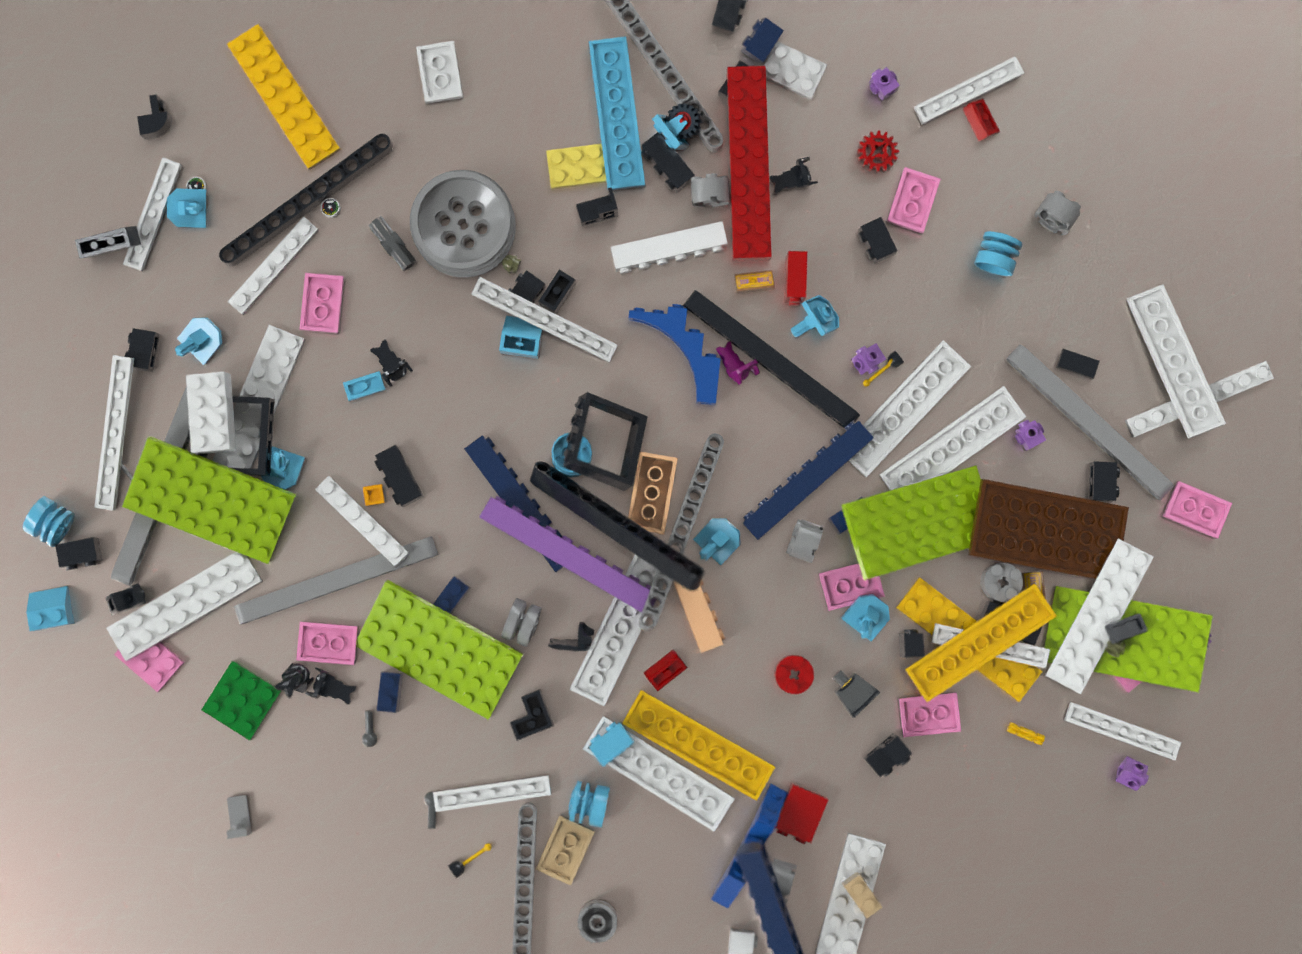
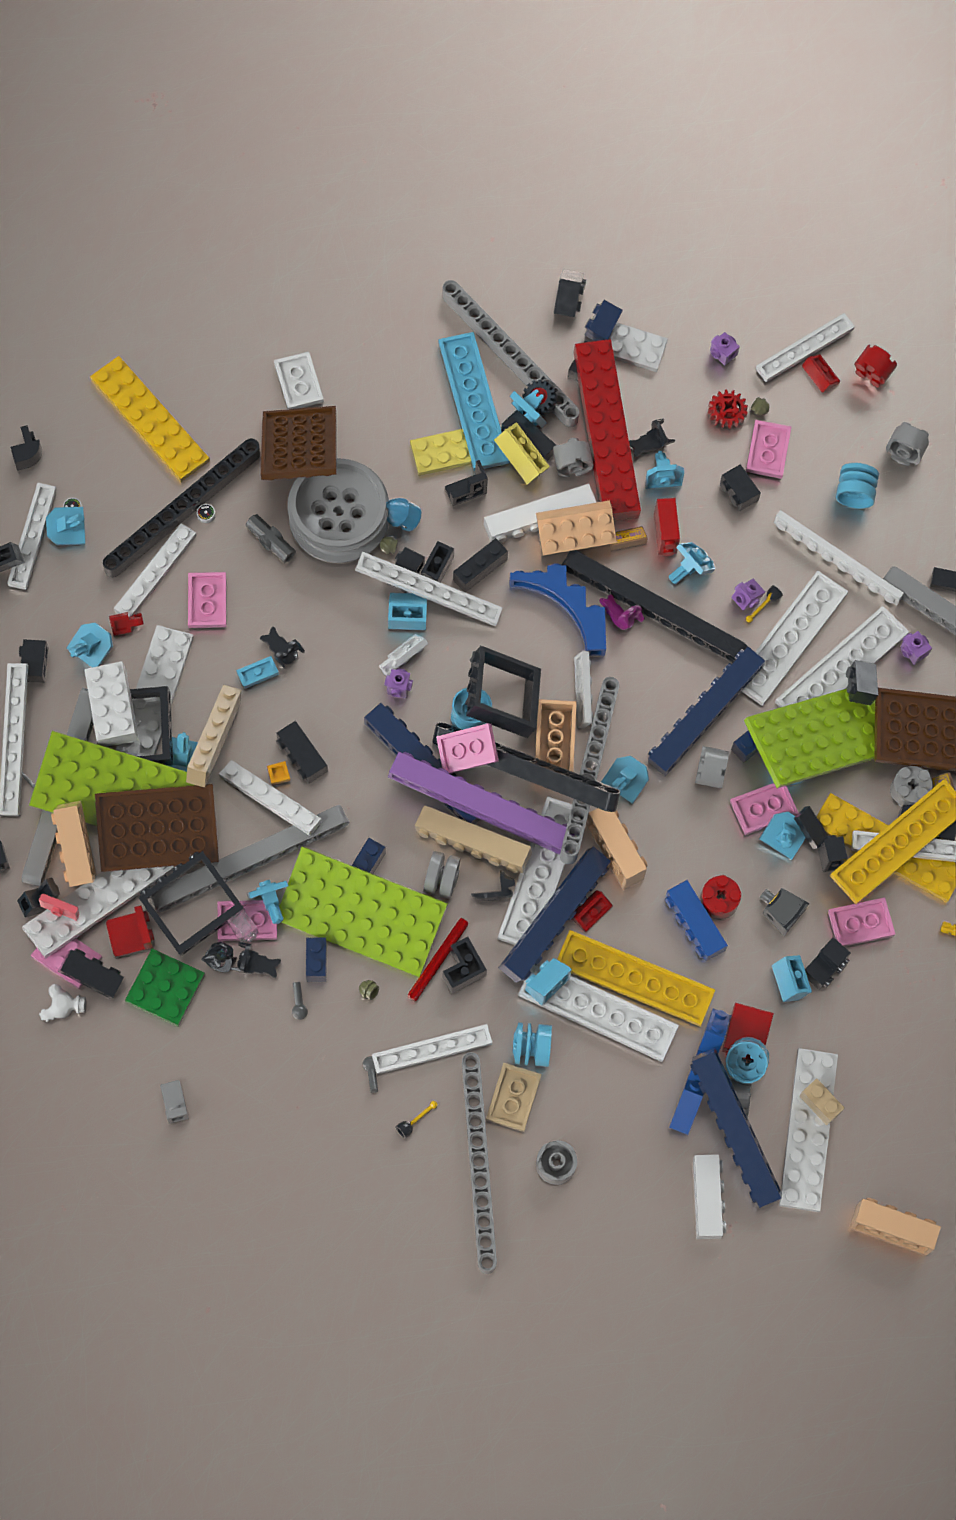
camera: 10 degrees left, 15 degrees down
(140, 707) = (62, 1004): none -> white animal
(141, 616) = (59, 907): none -> coral plate
(162, 553) = (75, 843): none -> light nougat brick
(169, 682) = (91, 973): none -> black brick
(212, 643) = (130, 933): none -> red bracket
(235, 319) = (122, 623): none -> red plate
(245, 544) = (155, 827): none -> reddish brown plate
(307, 614) = (209, 929): none -> black window
(310, 455) = (213, 736): none -> tan brick
(321, 653) = (243, 927): none -> clear brick
(348, 620) = (270, 898): none -> medium azure piece
(429, 148) = (299, 443): none -> reddish brown plate
(437, 726) = (368, 989): none -> olive plate
(502, 422) = (398, 683): none -> medium lavender brick
(509, 703) = (437, 959): none -> red axle
(512, 383) = (403, 653): none -> white hinge
(528, 234) = (403, 513): none -> dark azure helmet
(557, 587) = (473, 839): none -> tan brick
(560, 499) = (467, 748): none -> bright pink plate
(600, 296) = (480, 565): none -> black brick
(627, 675) = (554, 915): none -> dark blue brick
(657, 180) = (521, 453): none -> light yellow brick
(688, 436) = (583, 690): none -> white plate
(702, 270) = (576, 527): none -> light nougat brick
(766, 694) = (695, 920): none -> blue brick
(793, 858) = (737, 1065): none -> medium azure wheel
(801, 219) = (664, 474): none -> medium azure piece
(851, 766) = (791, 978): none -> medium azure brick
(894, 613) = (811, 827): none -> black tile
(912, 152) = (760, 406): none -> olive plate
(969, 470) = (862, 682): none -> brick
(971, 333) = (842, 560): none -> white plate
(1038, 120) = (875, 365): none -> red brick

